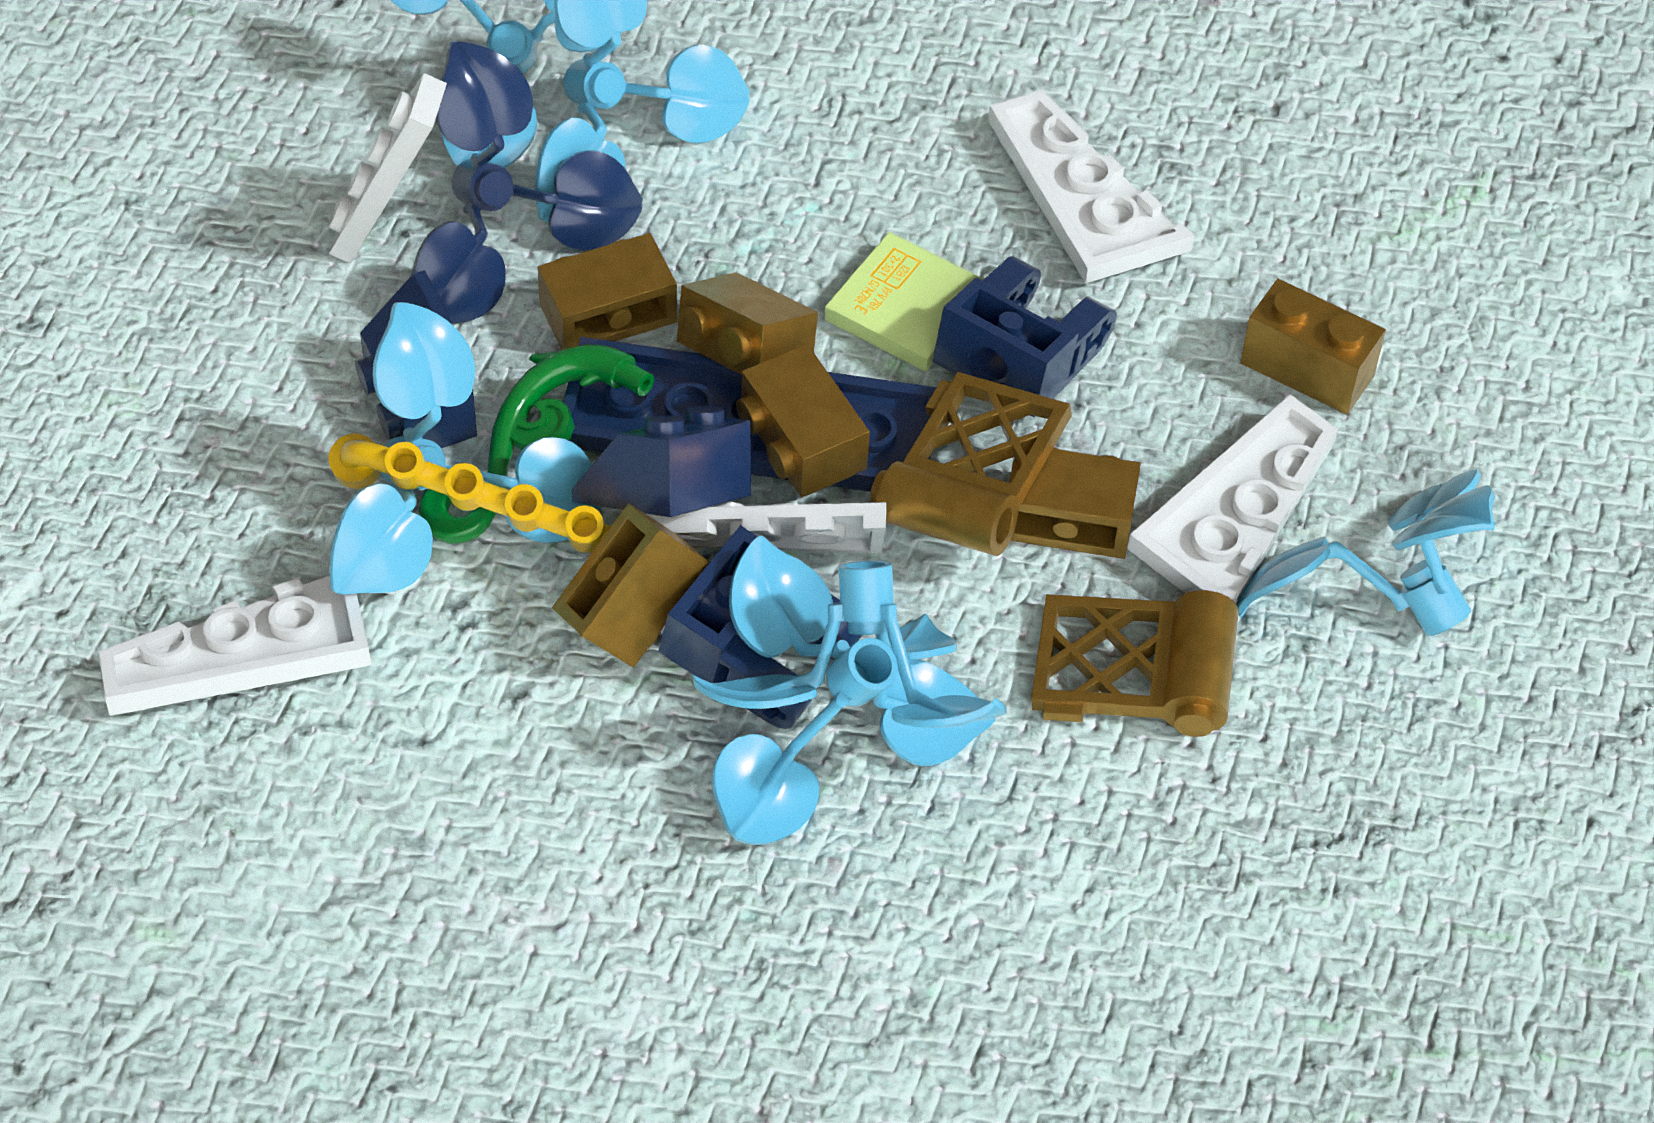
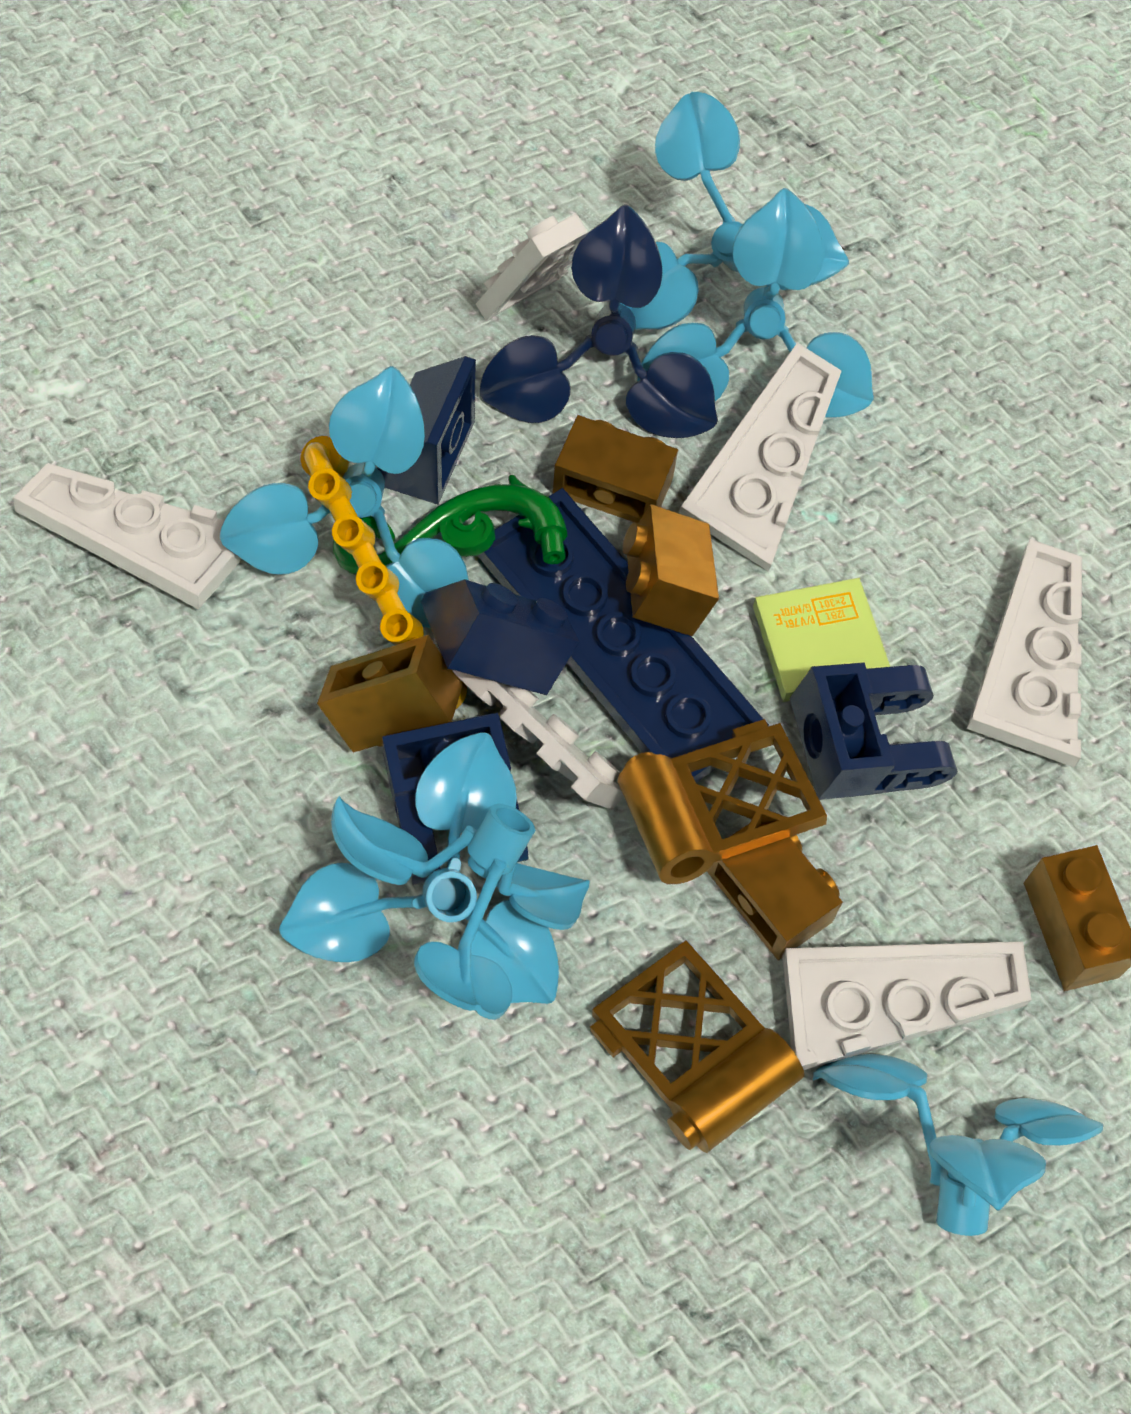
camera: 40 degrees right, 10 degrees up
(721, 192) = (761, 466): none -> white wing
(803, 421) = (632, 670): pearl gold brick -> none

